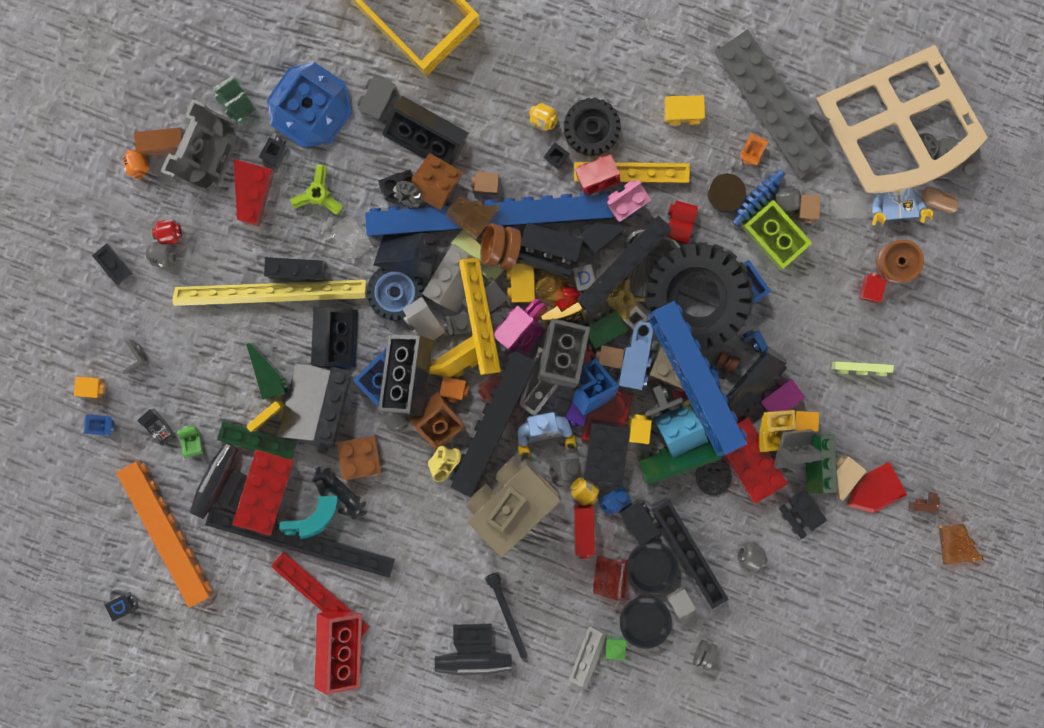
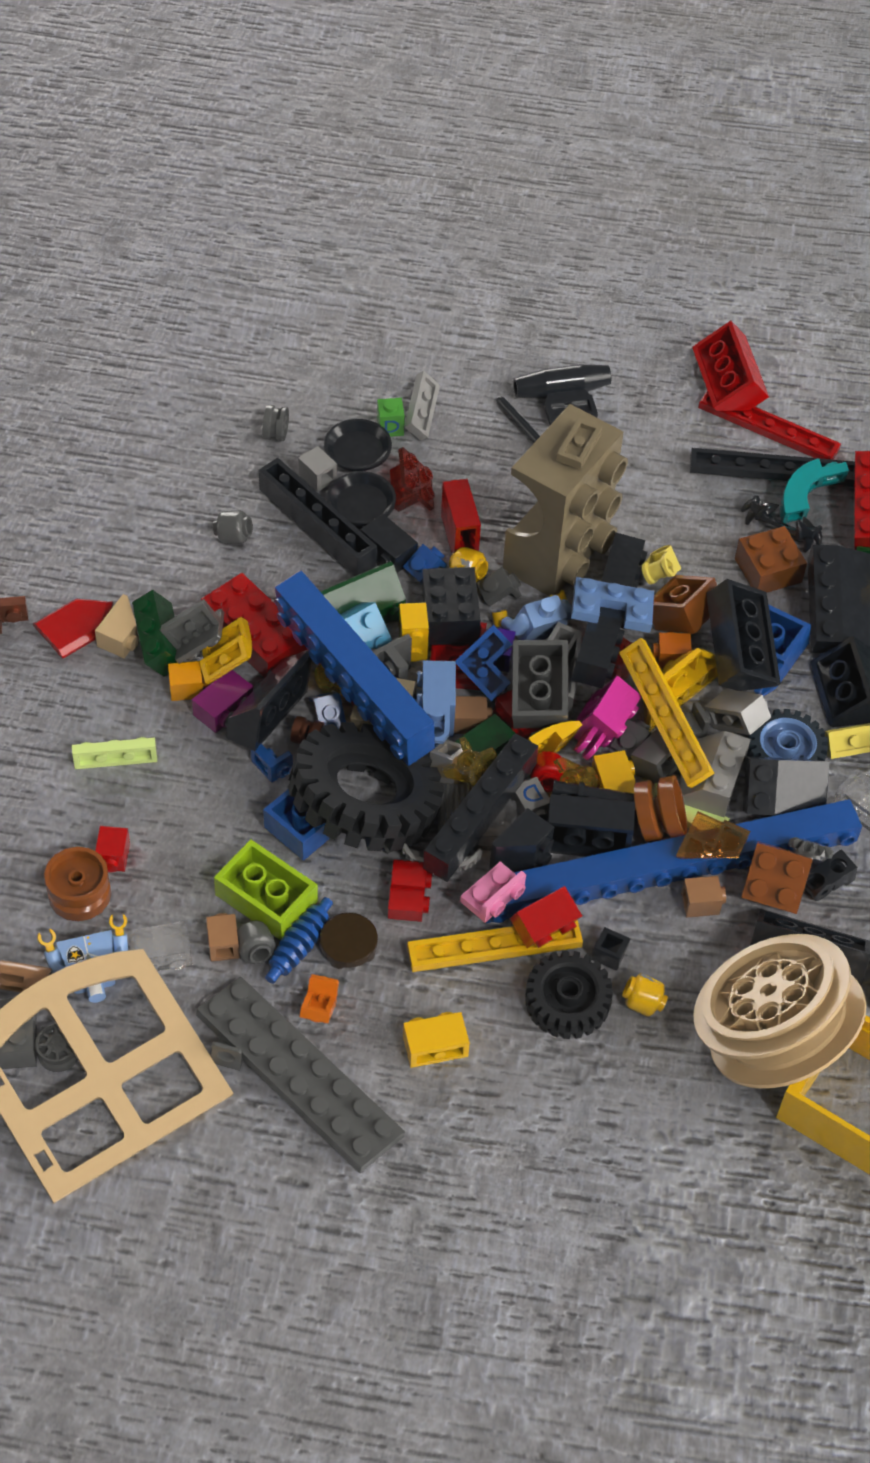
camera: 165 degrees right, 35 degrees down
(437, 61) = (780, 1011): none -> tan wheel
(505, 426) = (593, 594): none -> medium blue plate
(808, 511) = (165, 584): black plate -> none

